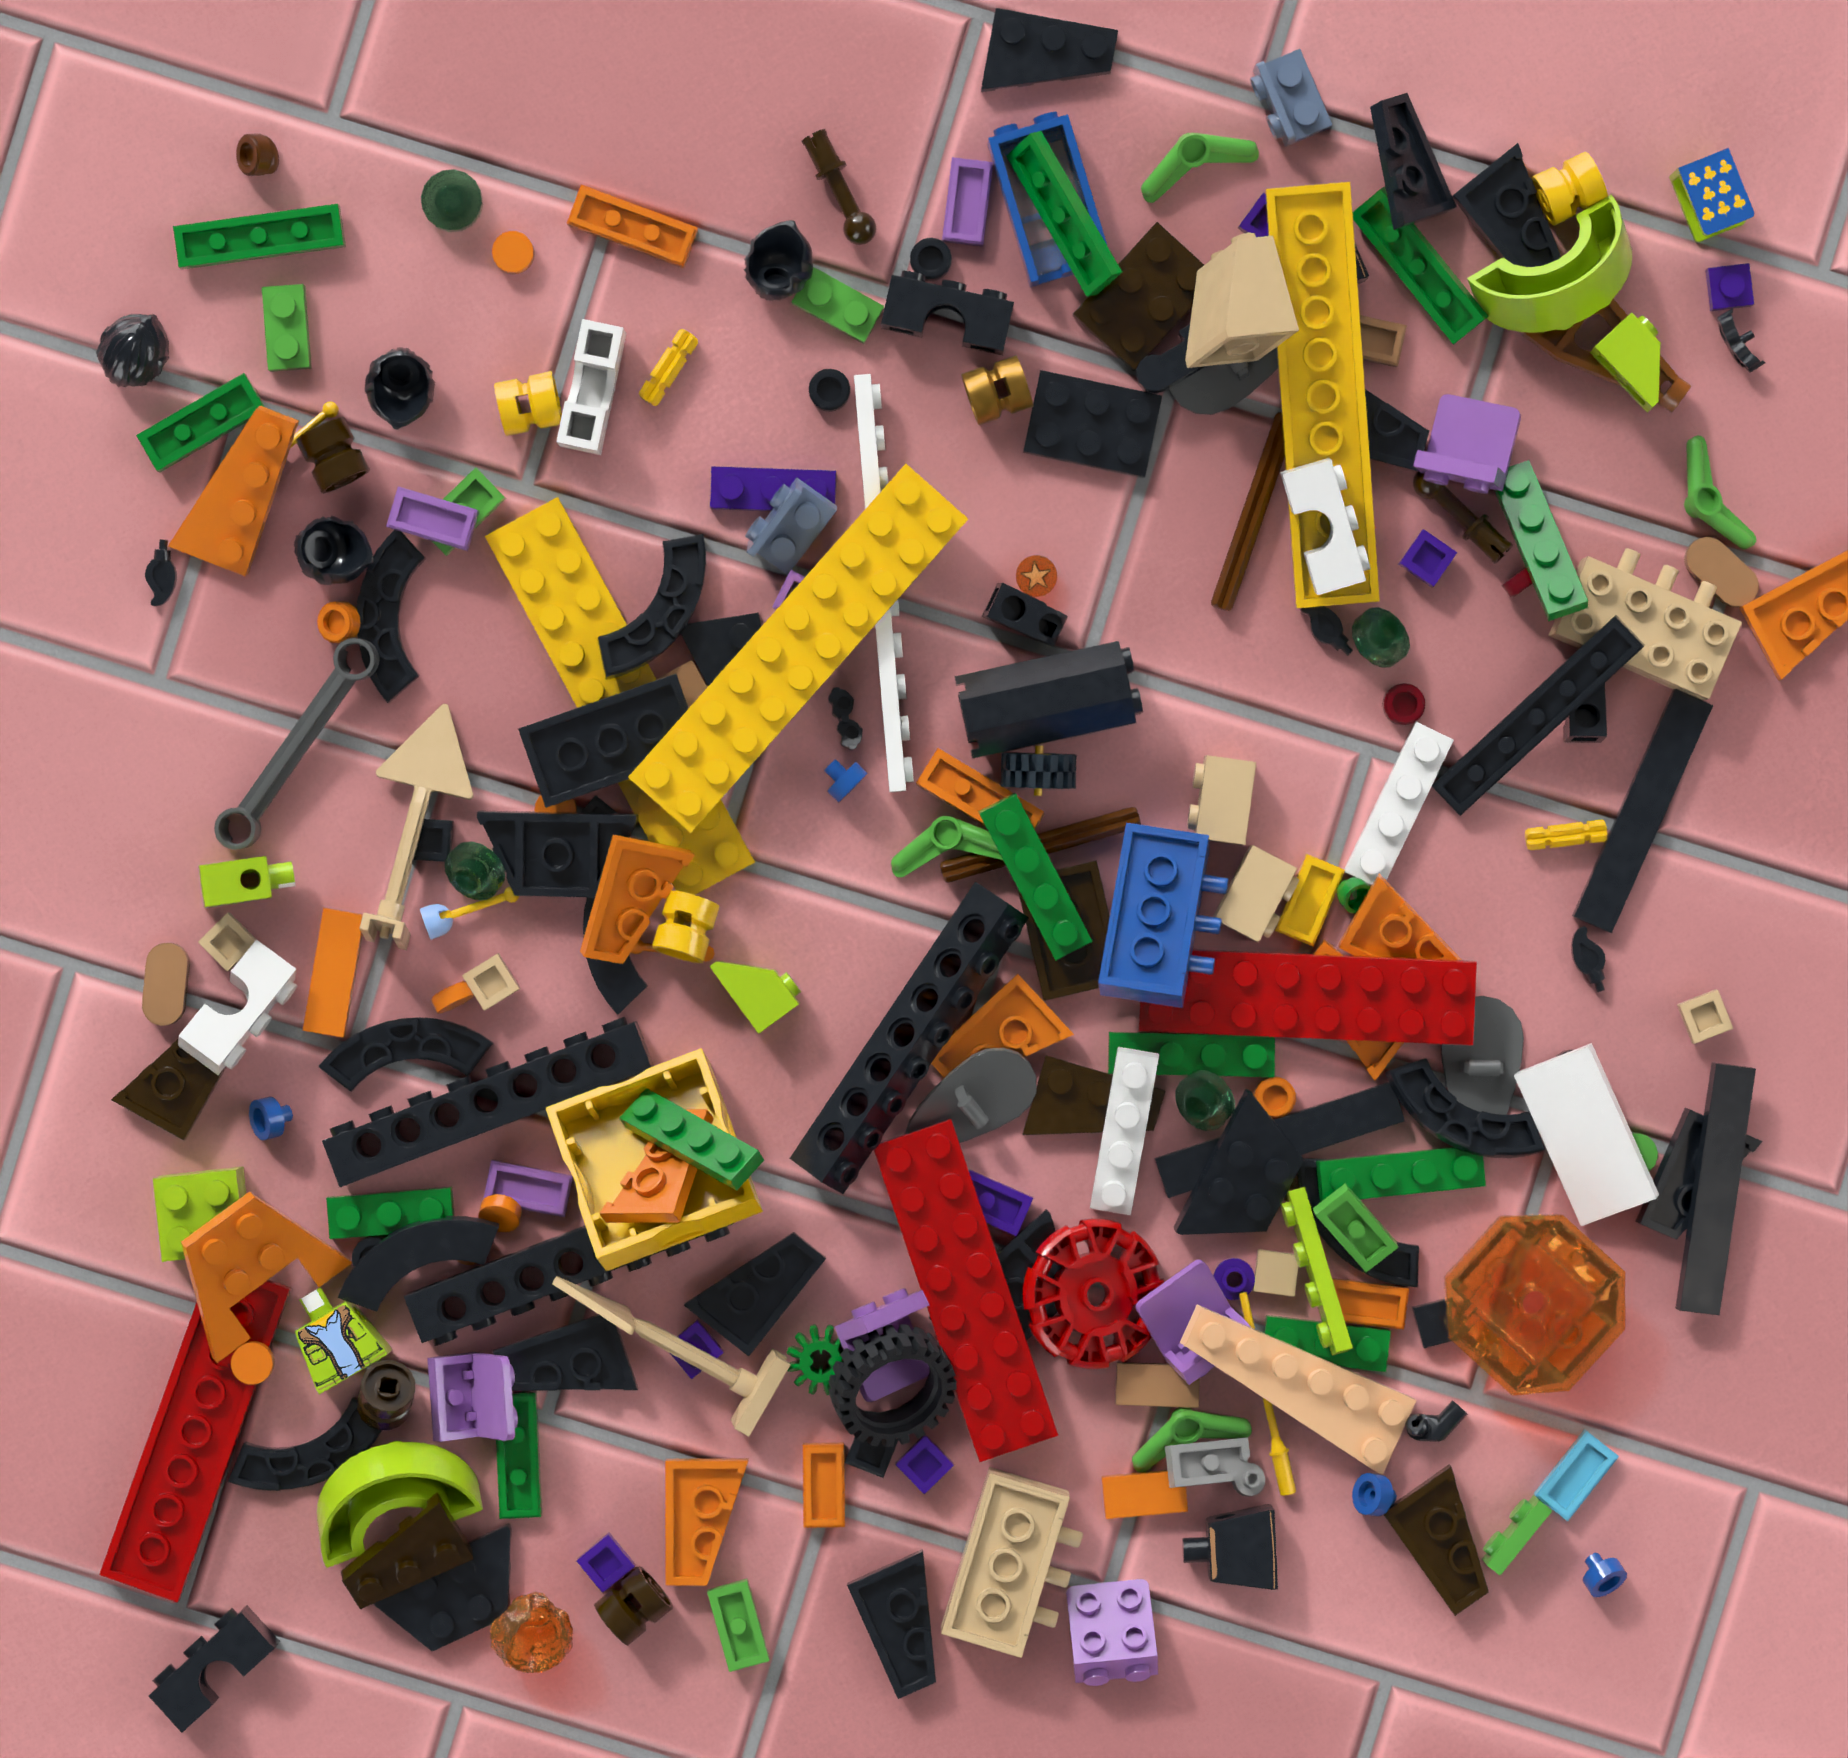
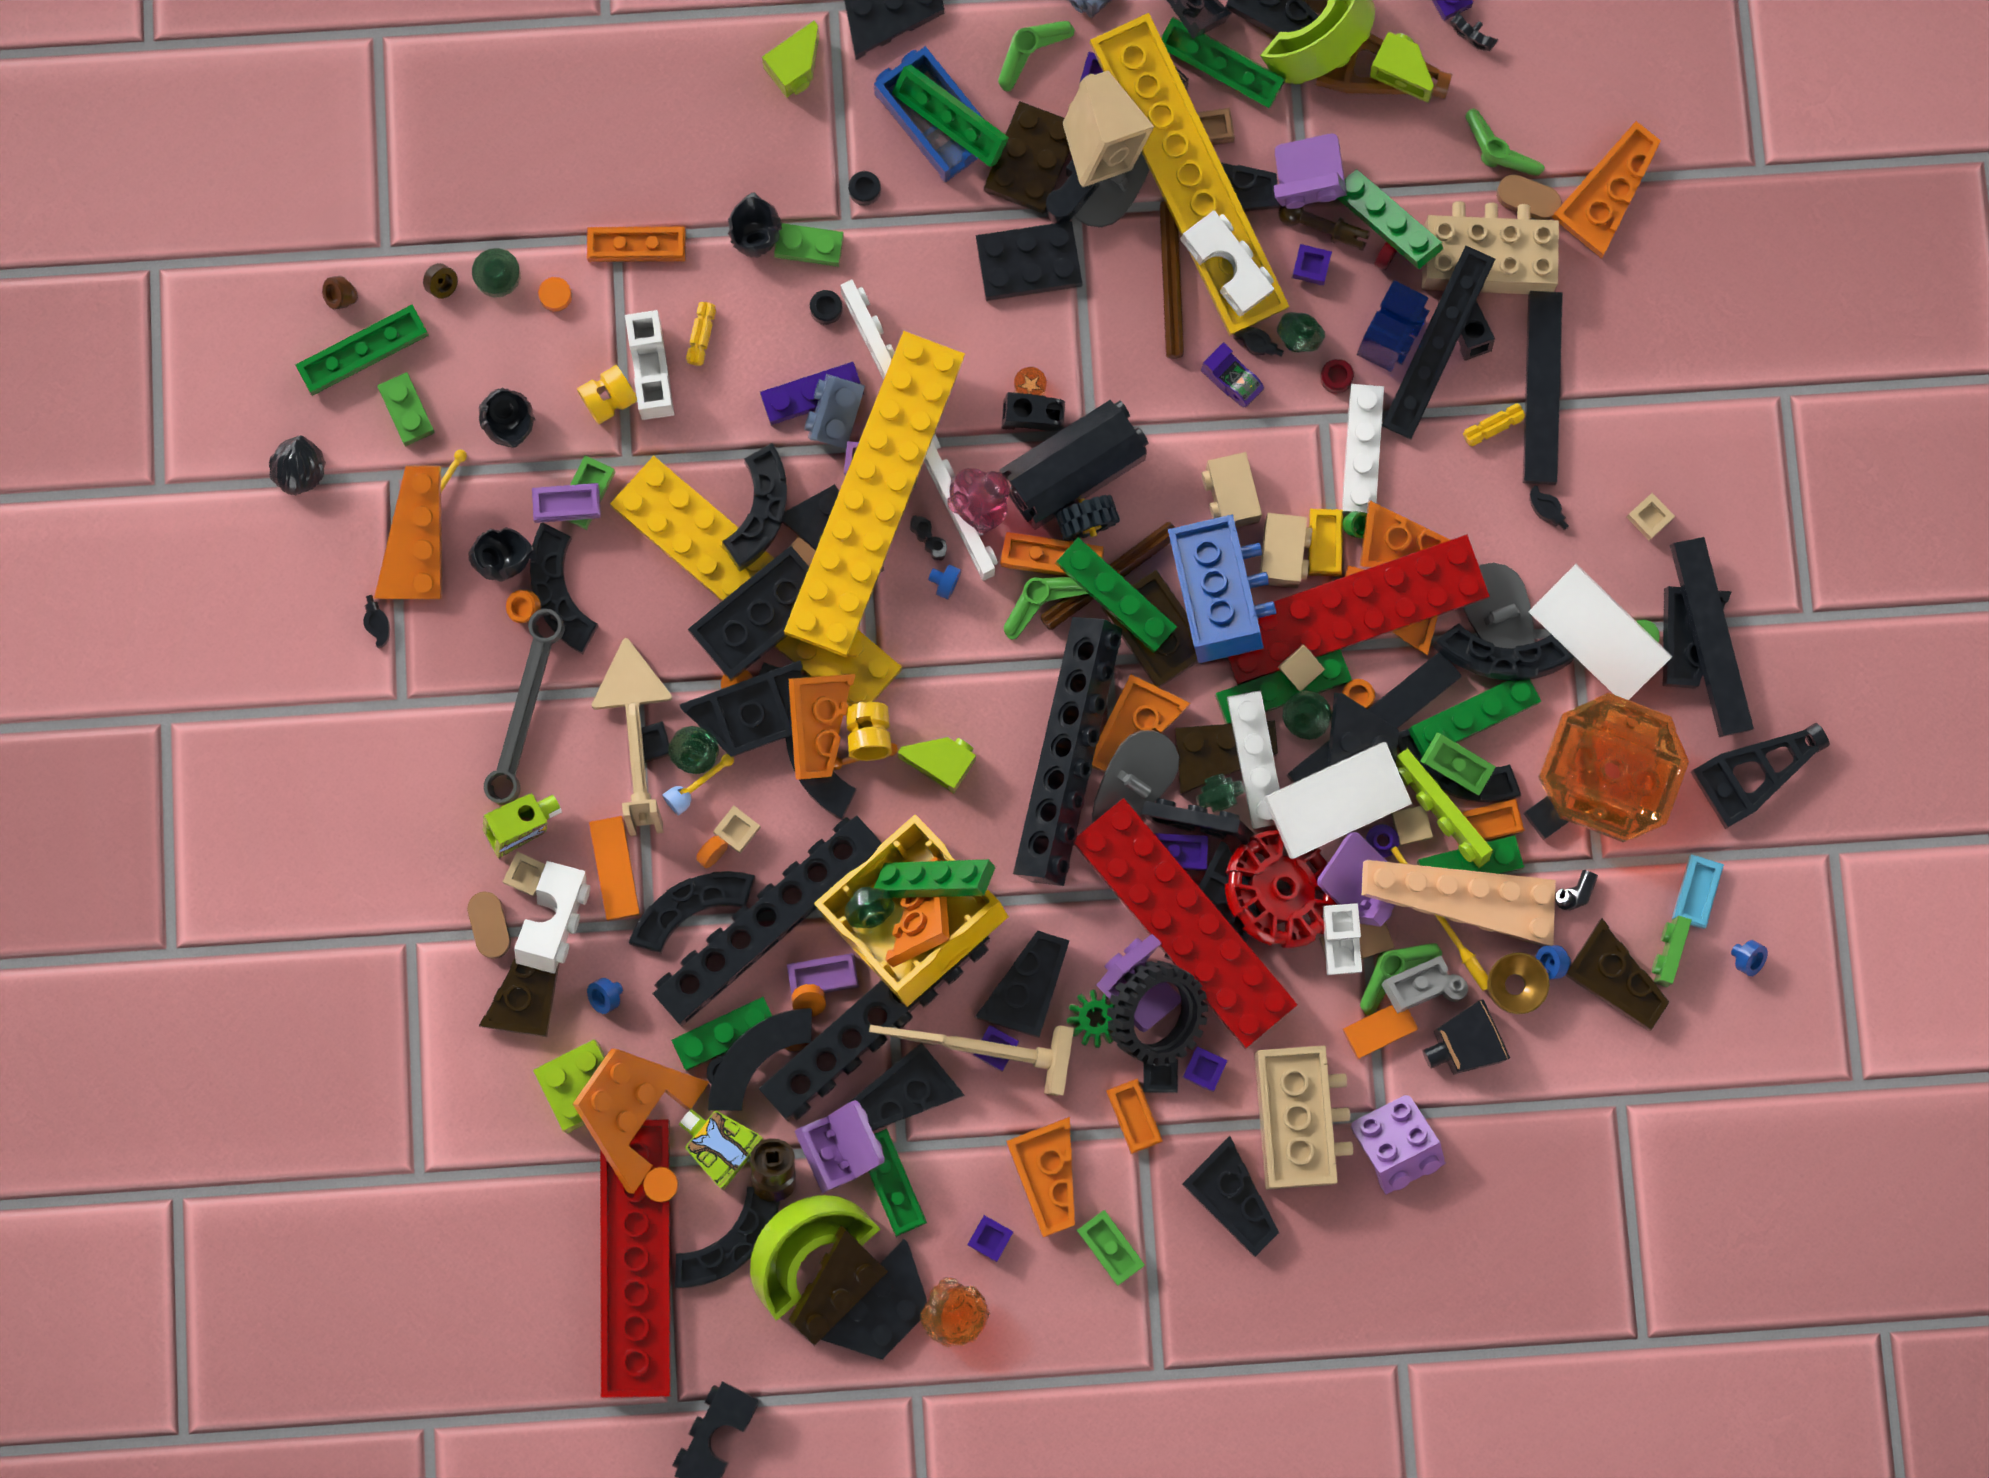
camera: 20 degrees left, 10 degrees down
(200, 423) = (365, 500): green plate -> none
(332, 454) = (469, 481): dark brown wheel -> none
(381, 186) = (440, 281): none -> dark brown tile
(606, 1138) = (869, 907): none -> clear green plate
(622, 1615) = (1019, 1273): dark brown wheel -> none
(858, 226) = (802, 182): dark brown pin -> none
(905, 69) = (794, 60): none -> lime slope
(914, 300) = (917, 210): black arch -> none
(918, 699) = (979, 498): none -> clear pink plate
(967, 201) = (875, 138): medium lavender tile -> none
(983, 394) = (941, 266): pearl gold wheel -> none
(1028, 1177) = (1217, 826): none -> black wing
(1065, 1154) = (1219, 793): none -> clear green plate
(1140, 1379) = (1342, 939): none -> white slope
(1198, 1218) = (1337, 800): none -> white tile
(1218, 1044) = (1301, 668): none -> tan slope
(1279, 660) = (1232, 376): none -> dark purple leg
(1331, 1524) = (1534, 978): none -> pearl gold piece
(1496, 671) = (1390, 331): none -> clear blue piece
(1655, 1372) = (1724, 790): none -> black plate

